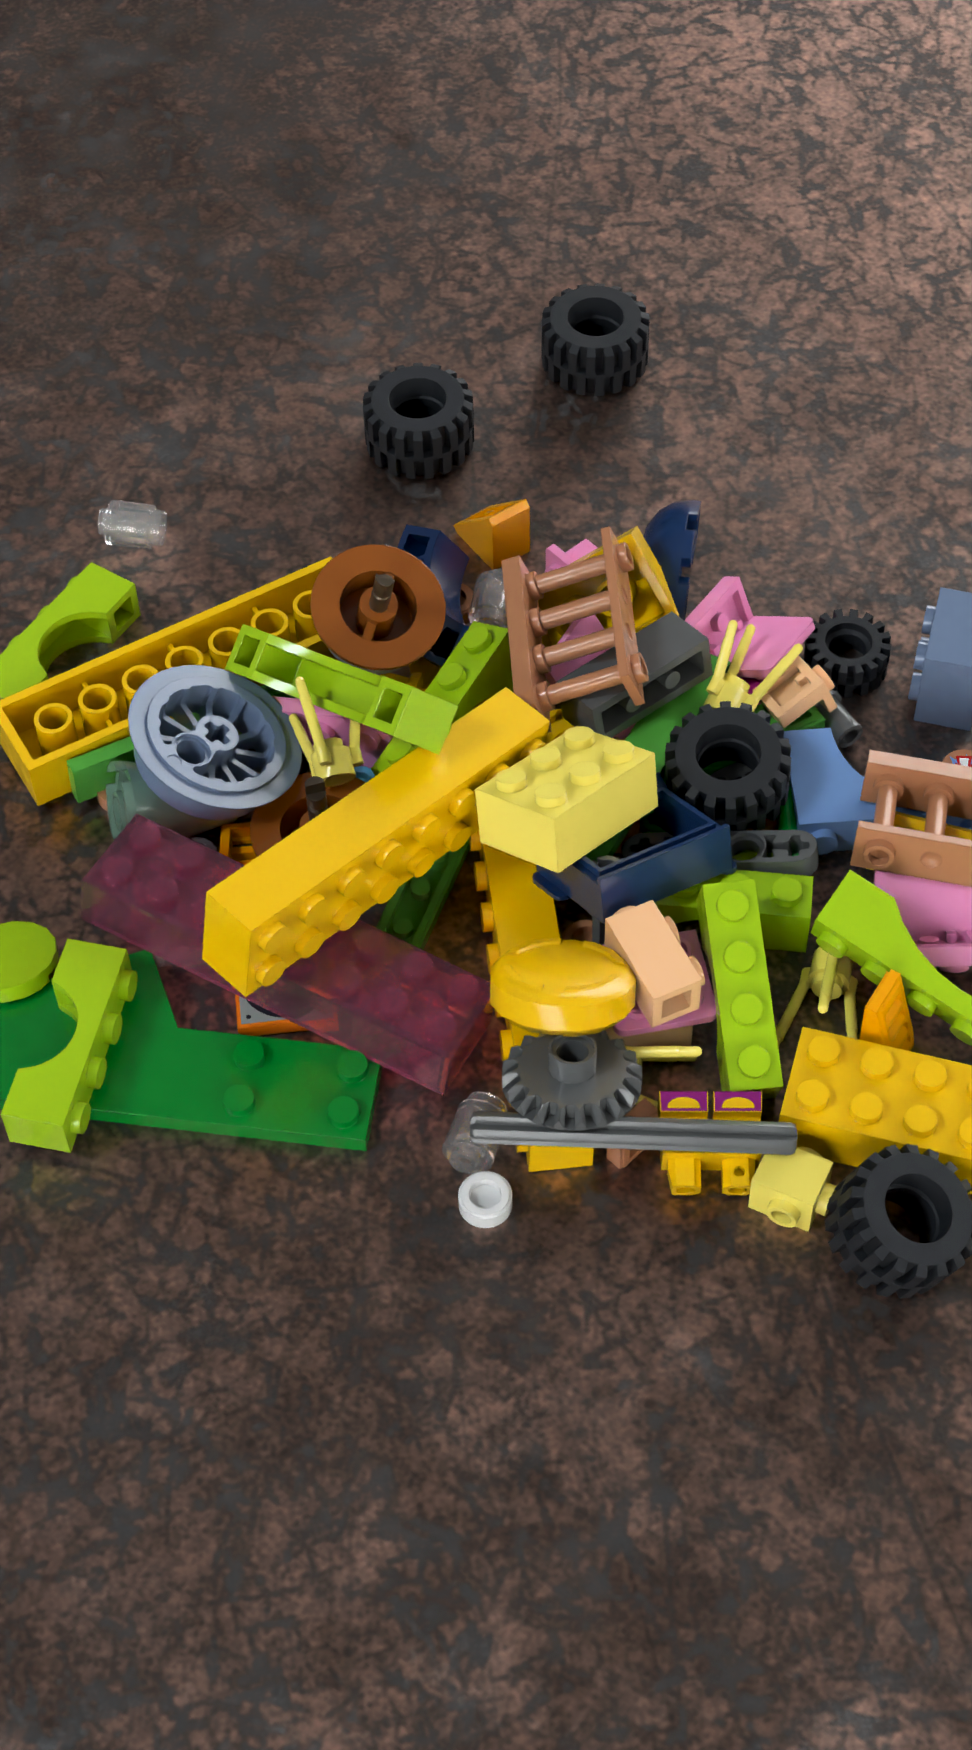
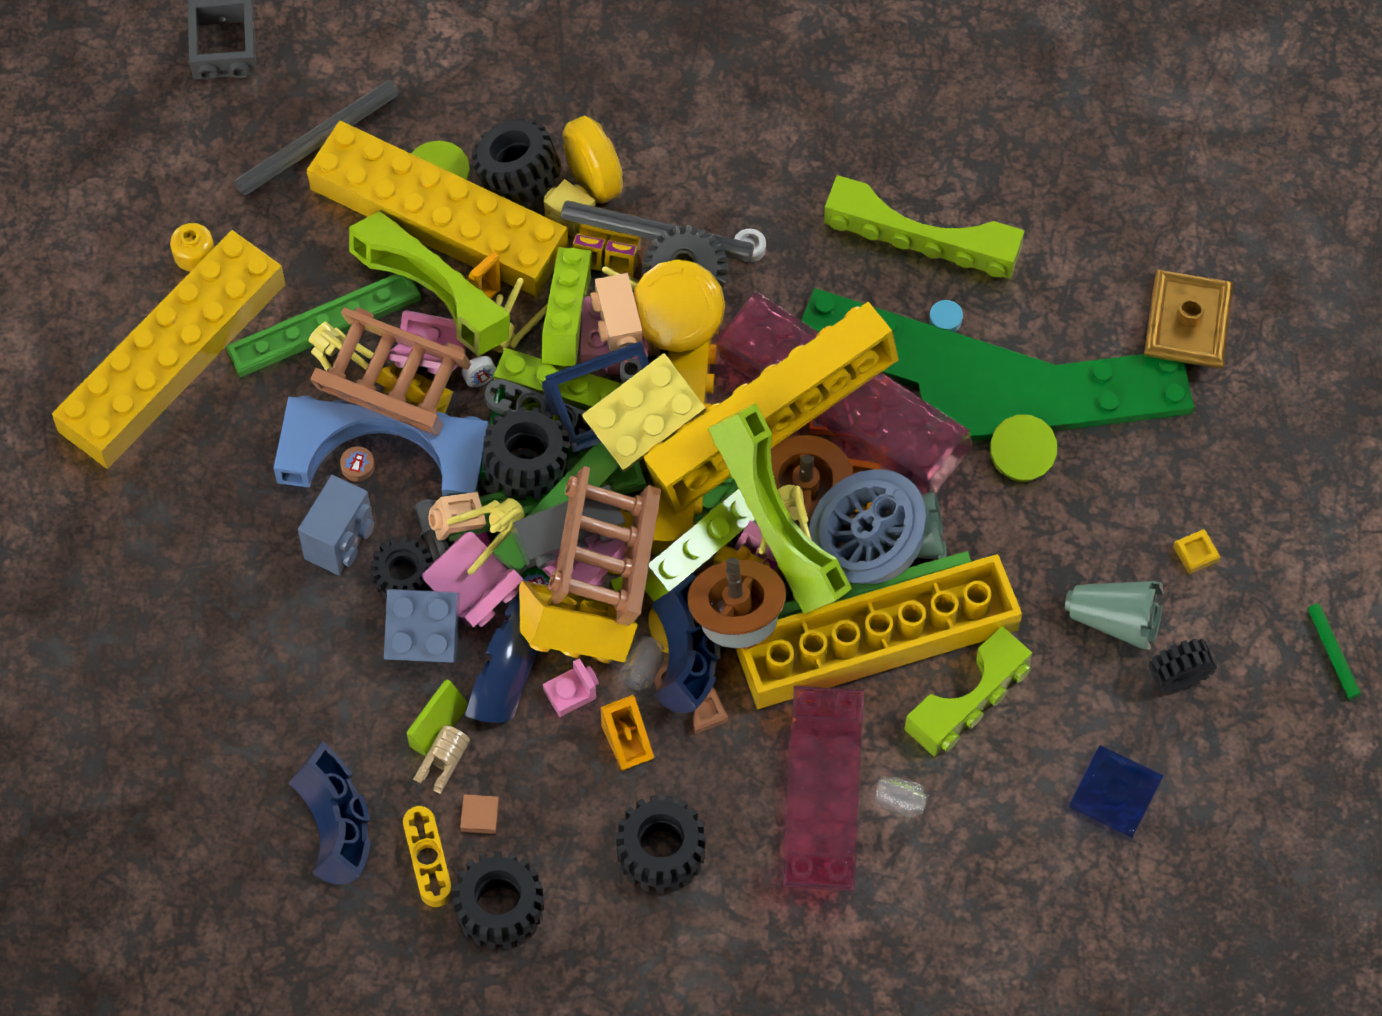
camera: 170 degrees left, 10 degrees up
(52, 1099) = (1001, 336): lime arch -> none
(91, 1257) = (985, 247): none -> lime arch
(148, 1144) = (946, 315): none -> medium azure tile
(228, 492) = (823, 788): none -> clear pink slope
(458, 1148) = (746, 278): clear brick -> none
(649, 431) = (479, 814): none -> nougat tile
(696, 399) = (442, 876): none -> yellow beam
(713, 469) = (444, 754): none -> tan hinge
(737, 507) = (443, 709): none -> lime slope
(777, 1241) = (592, 159): none -> yellow piece
(793, 570) = (422, 625): none -> sand blue brick
(796, 364) = (338, 813): none -> dark blue brick

